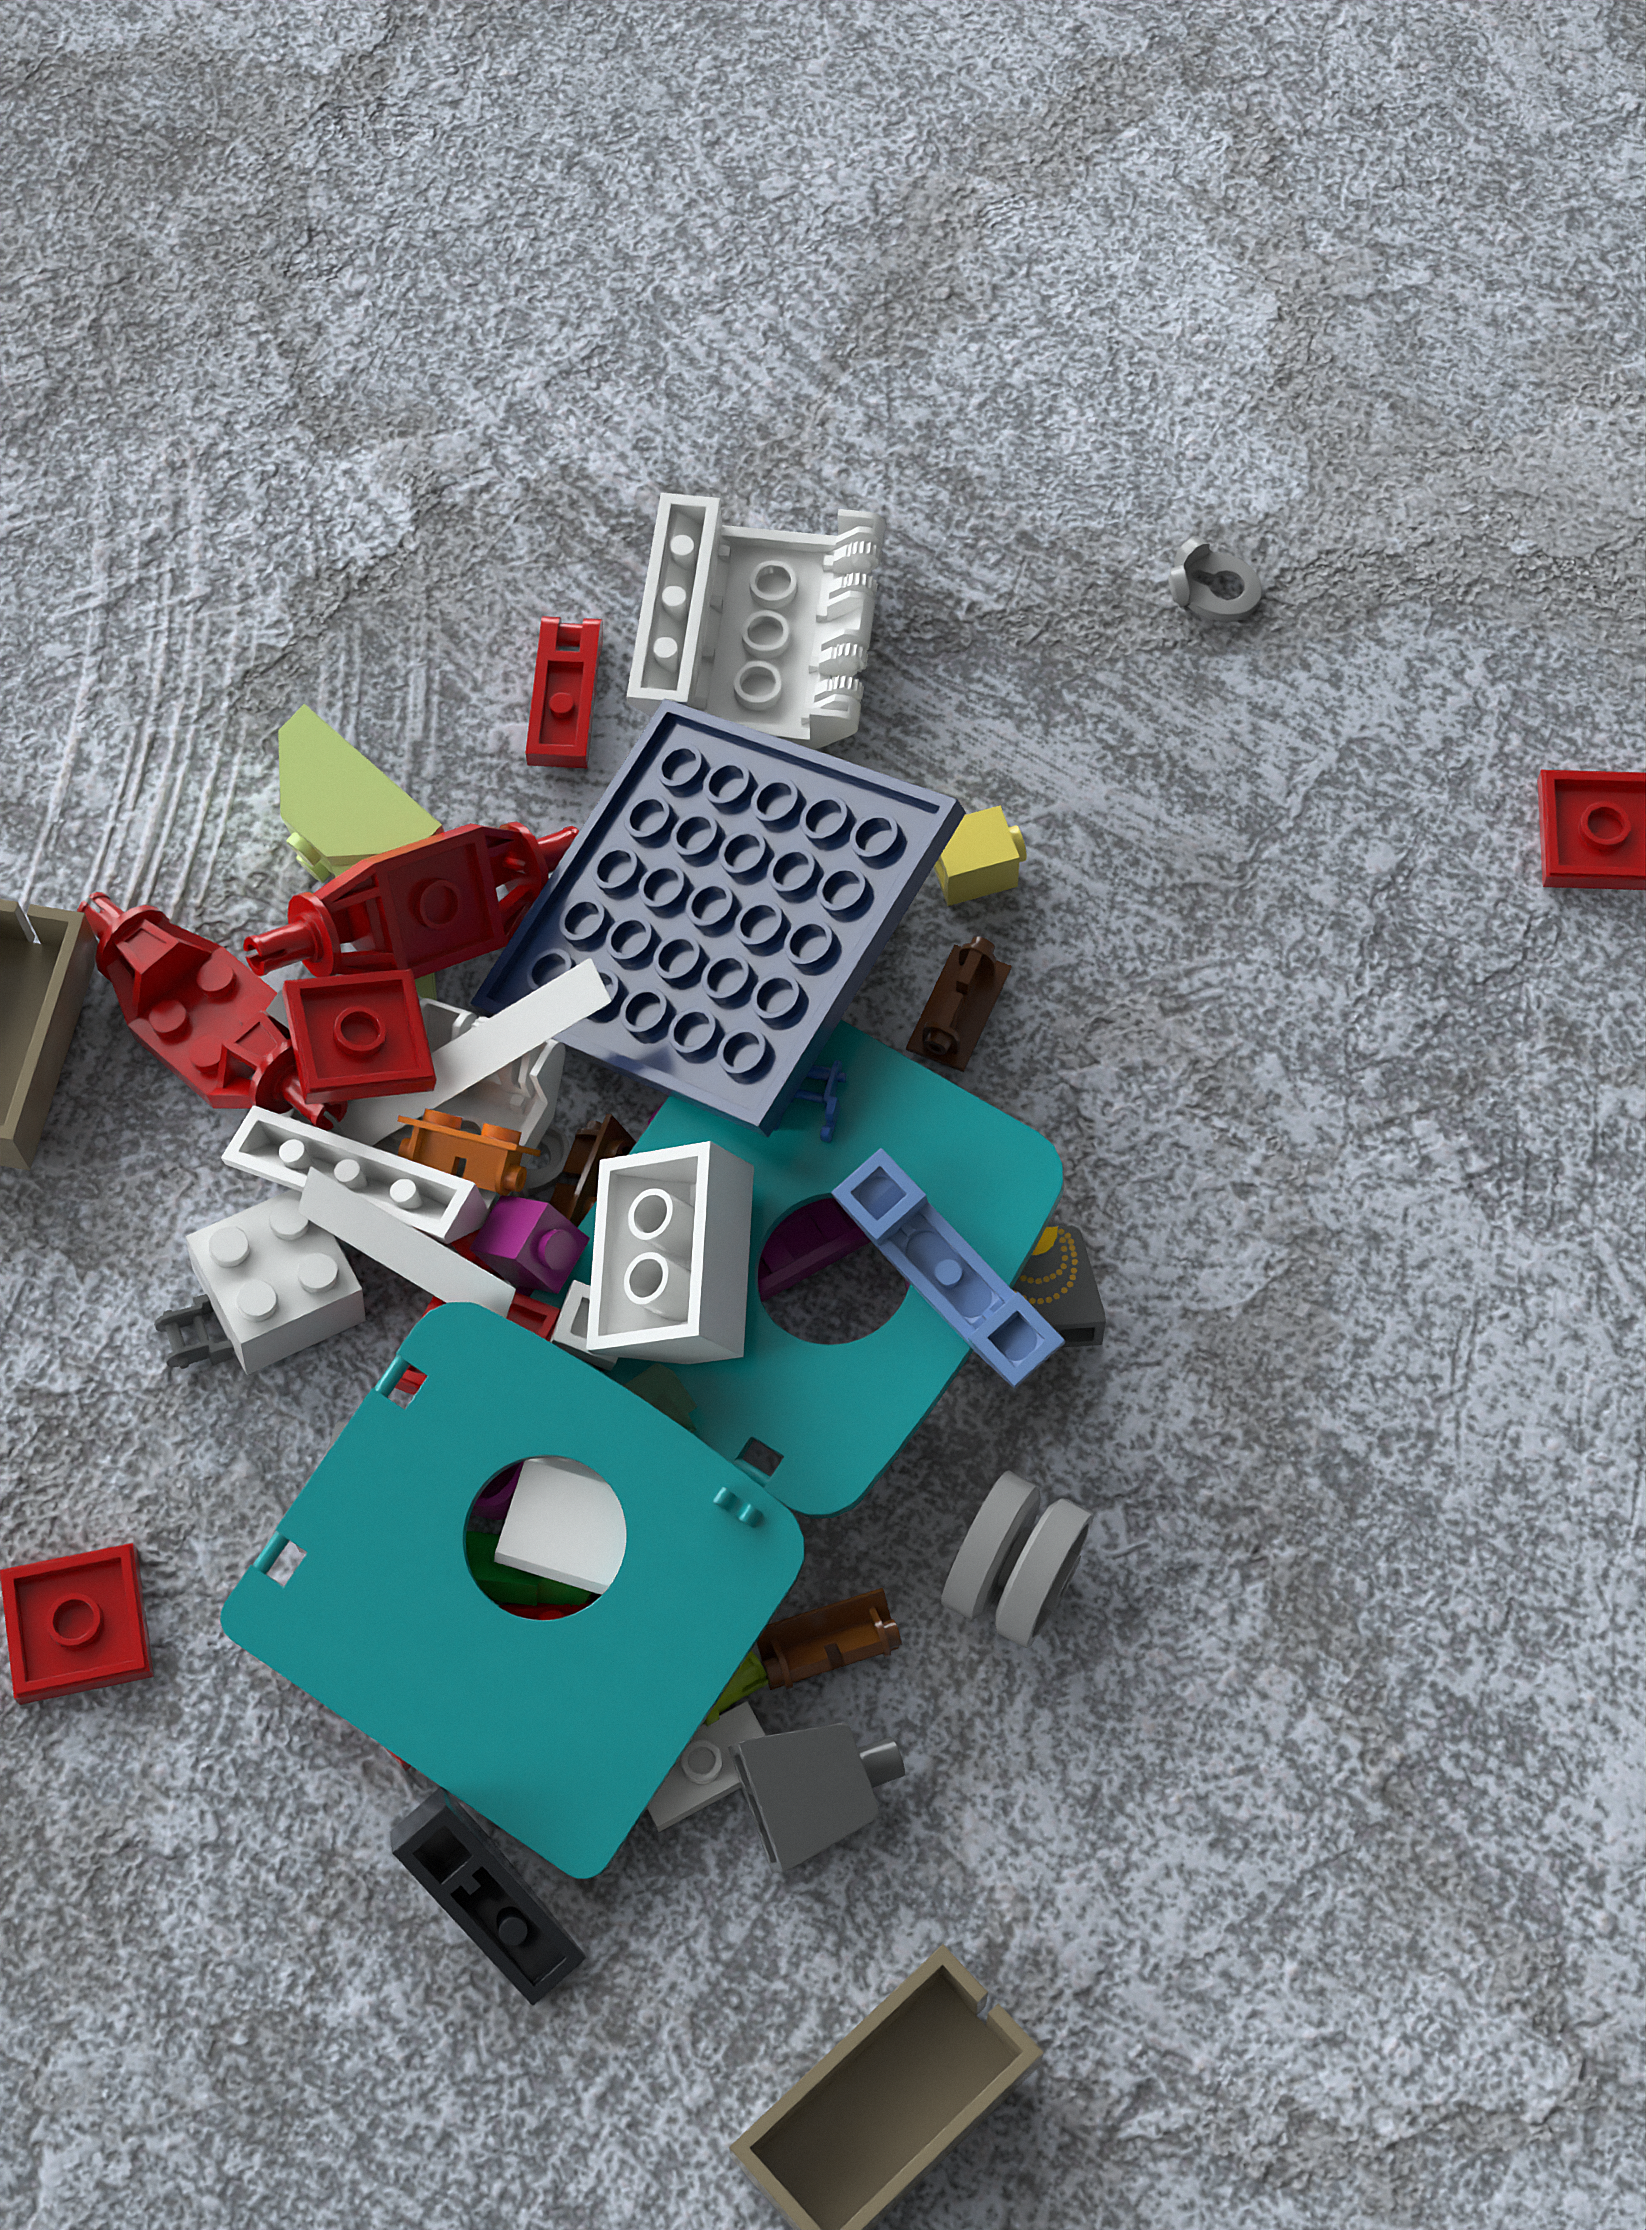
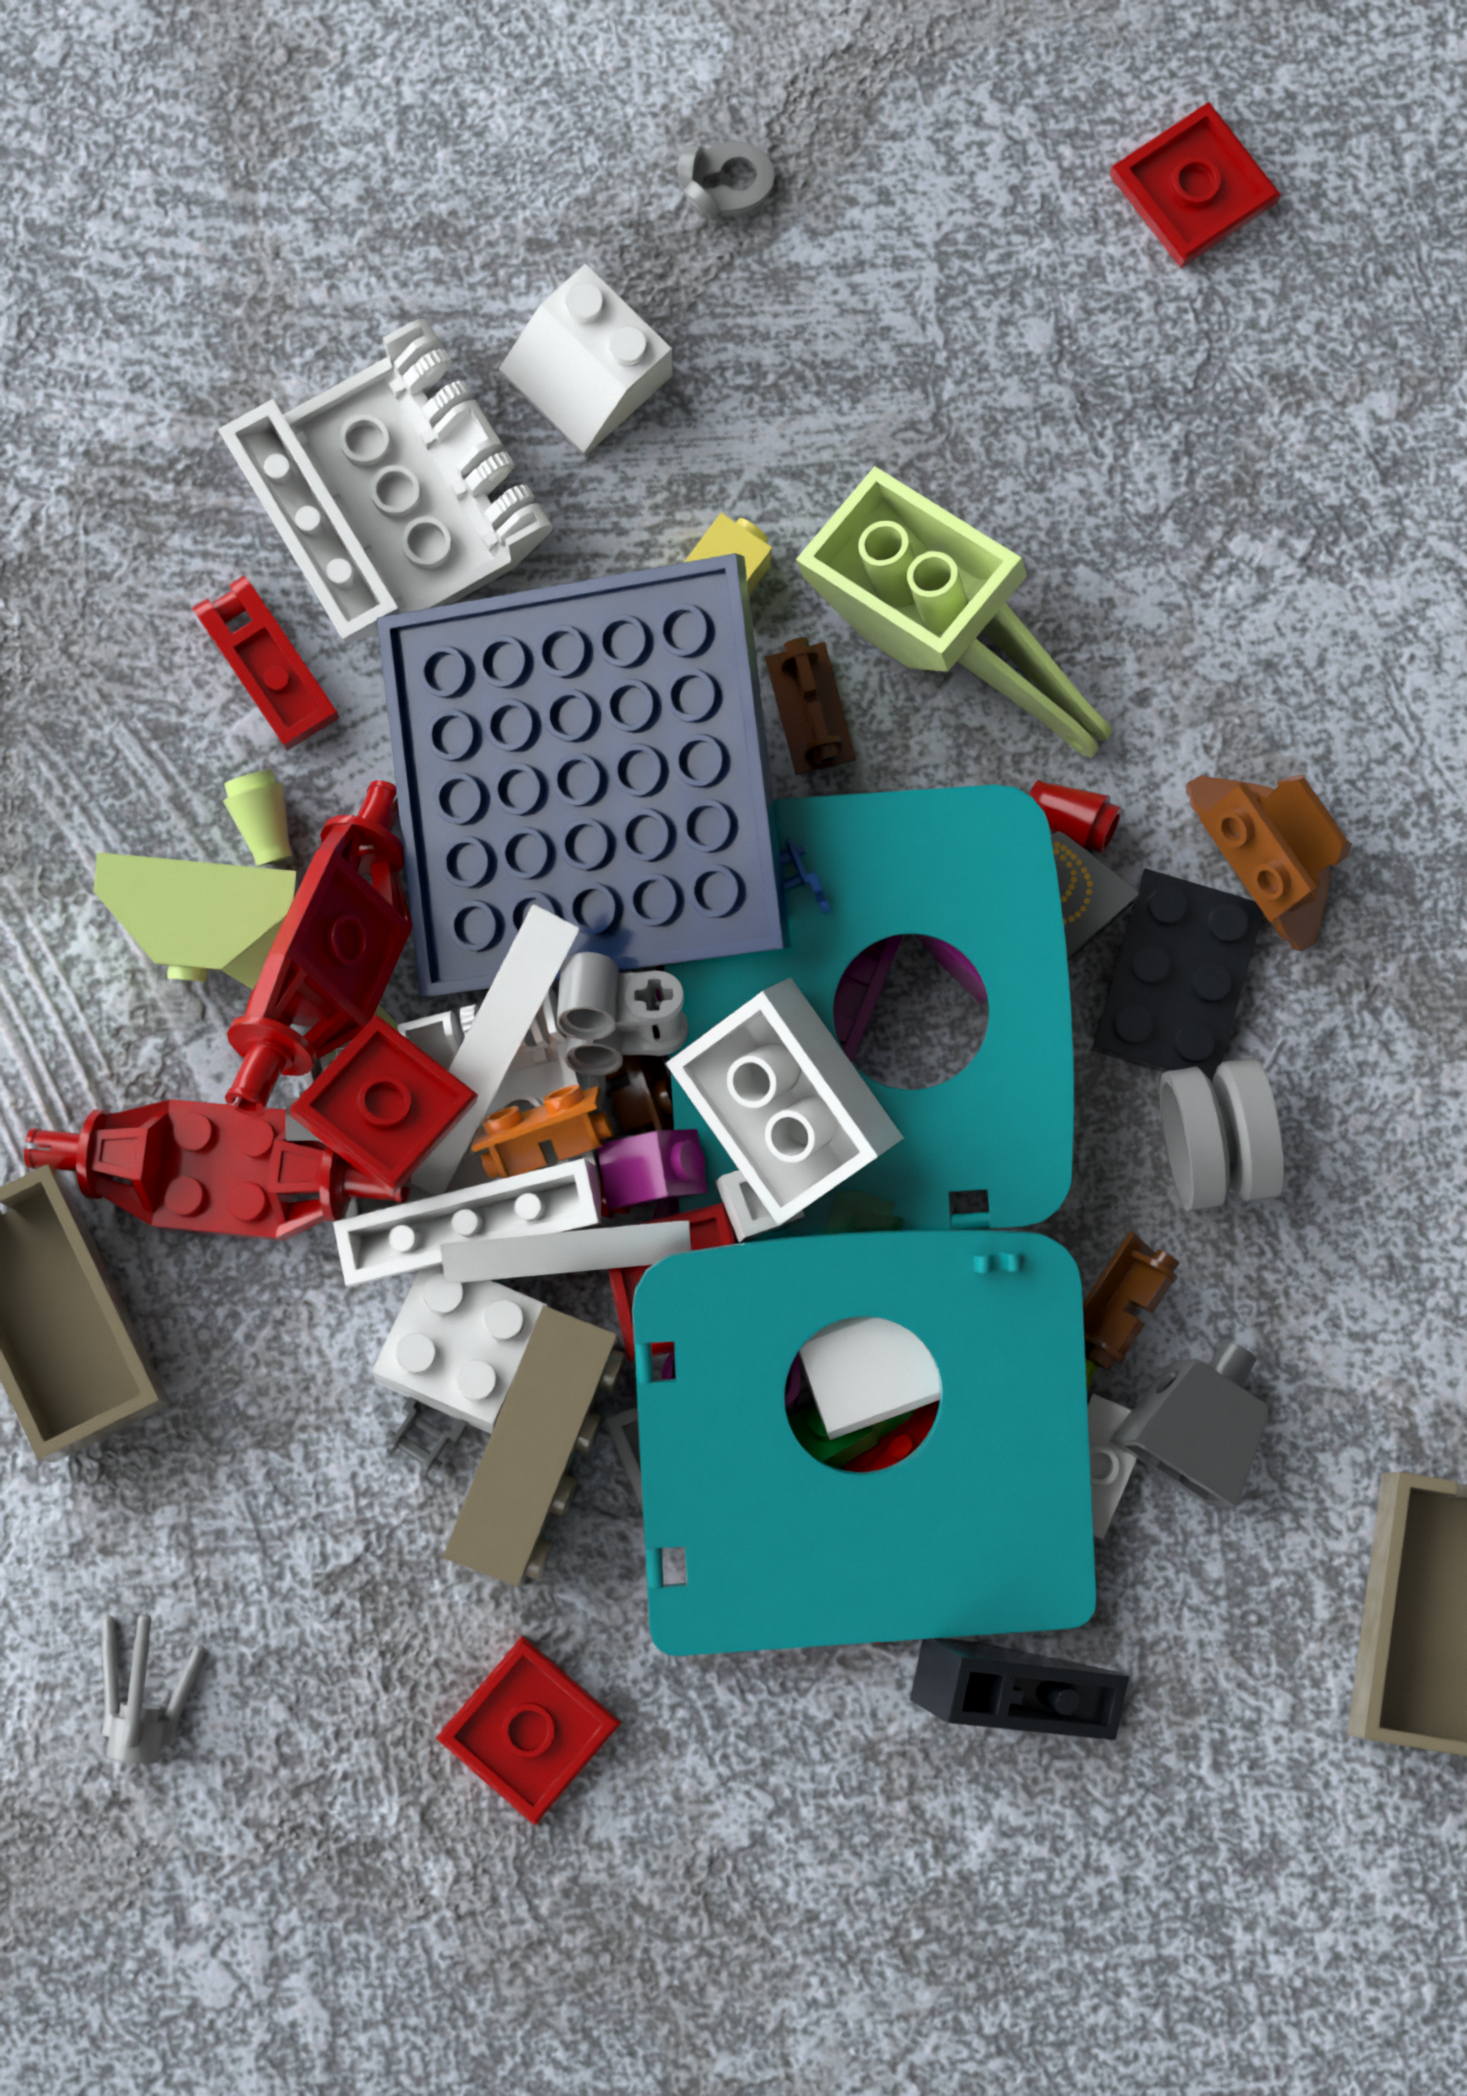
camera: 45 degrees left, 15 degrees up
(256, 1393) = (534, 1447): none -> dark tan piece
(468, 788) = (260, 814): none -> yellowish green cone
(592, 1096) = (614, 1013): none -> light grey piece
(946, 1269) = (1017, 953): medium blue slope -> none
(992, 638) = (587, 360): none -> white slope
(1097, 1420) = (1177, 975): none -> black plate
(1111, 1237) = (1078, 813): none -> red cone
(1119, 956) = (926, 590): none -> yellowish green slope
(1248, 1417) = (1276, 845): none -> dark orange piece

